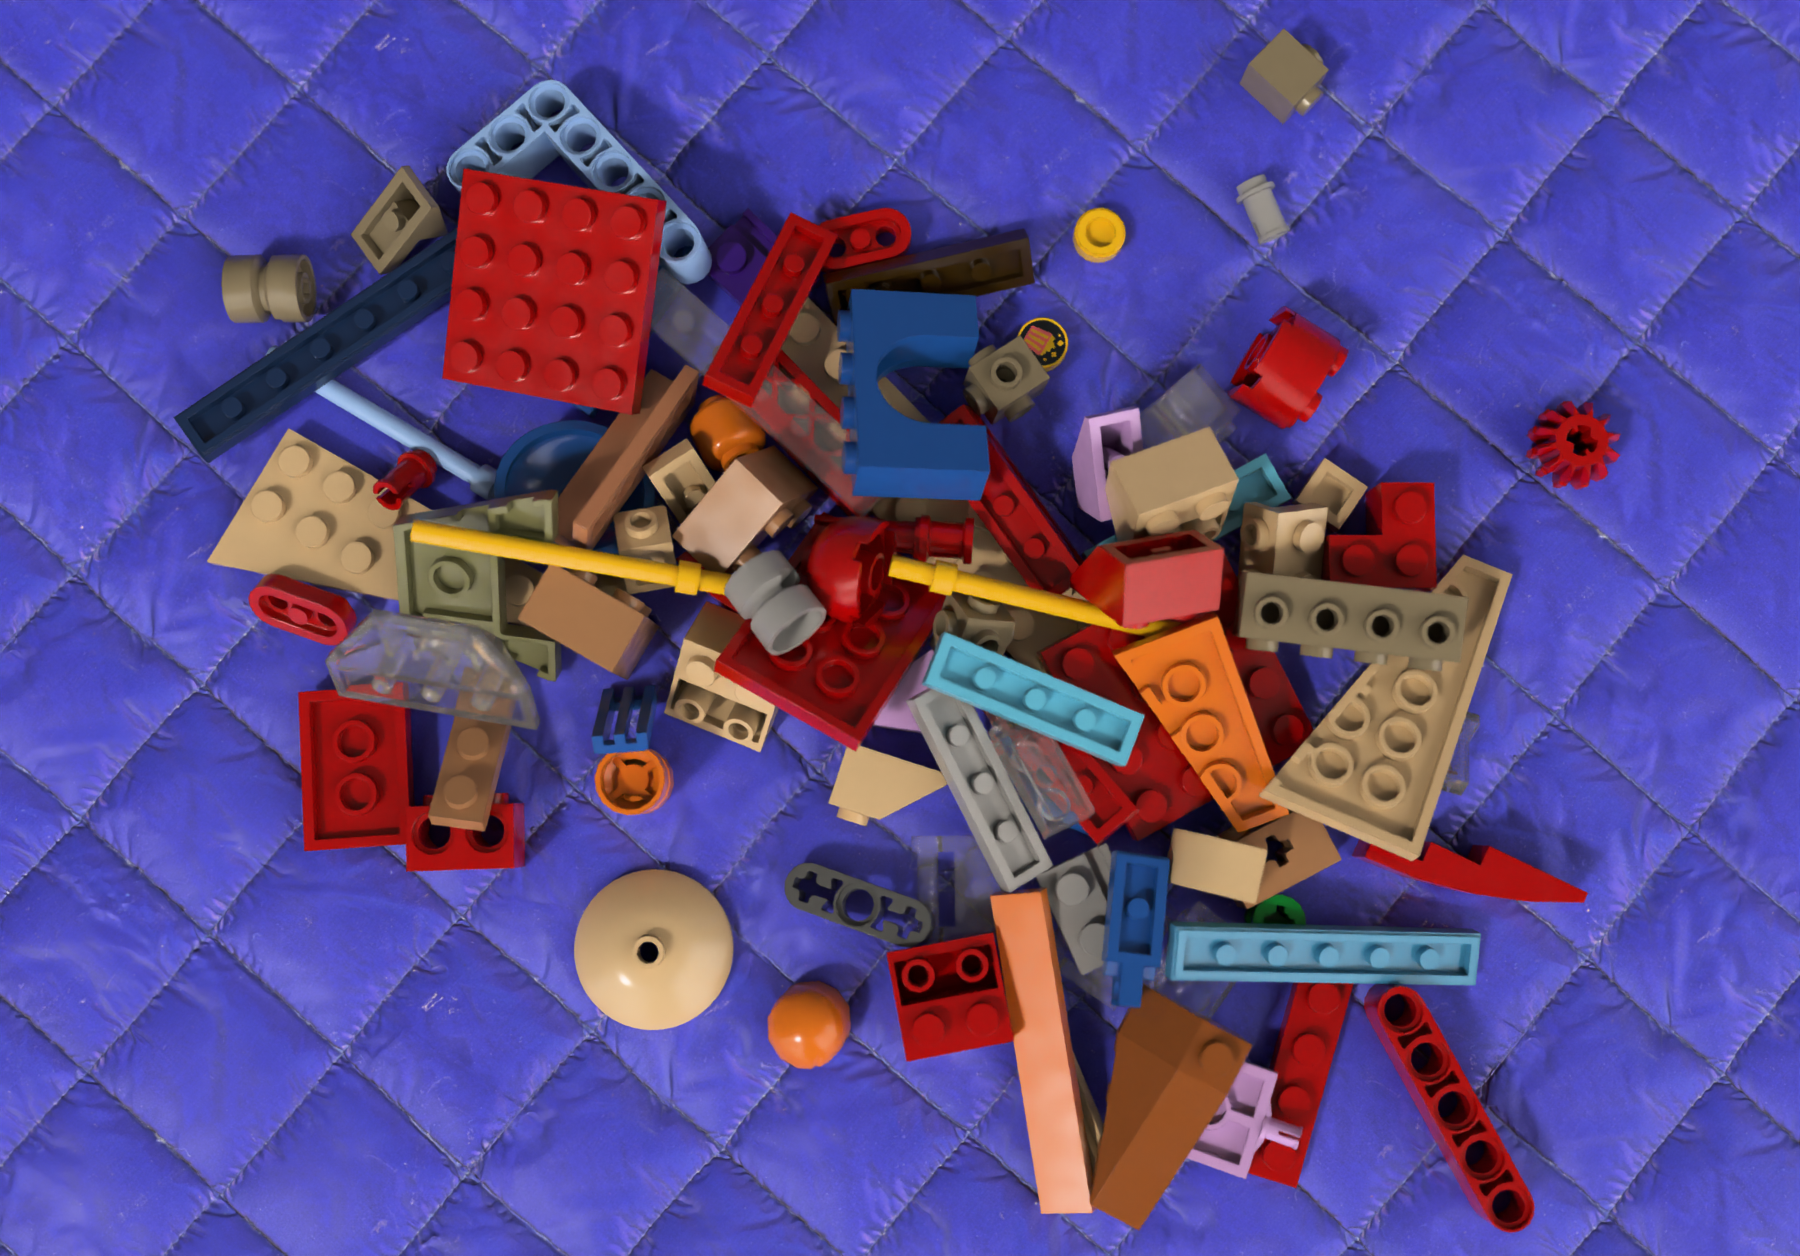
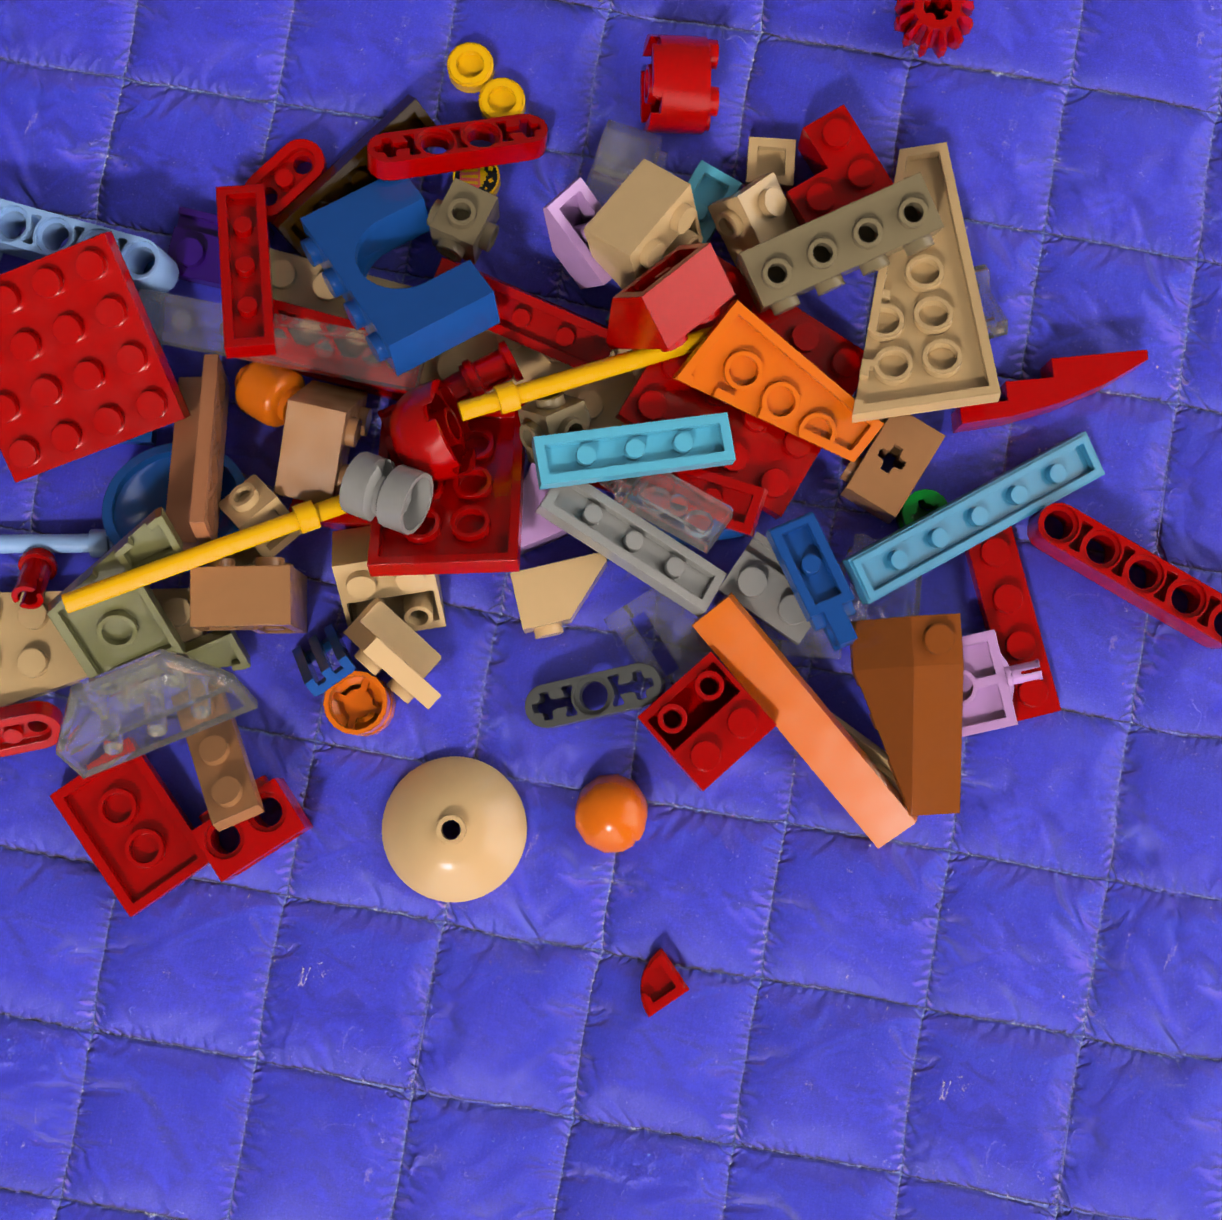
camera: 30 degrees left, 0 degrees up
(680, 478) = (253, 447): tan slope -> none
(698, 751) = (397, 649): none -> tan bracket
(759, 1214) = (660, 983): none -> red tile
(1042, 298) = (523, 135): none -> red beam
(1109, 286) = (501, 98): none -> yellow tile
(1216, 865) = (851, 496): tan brick -> none

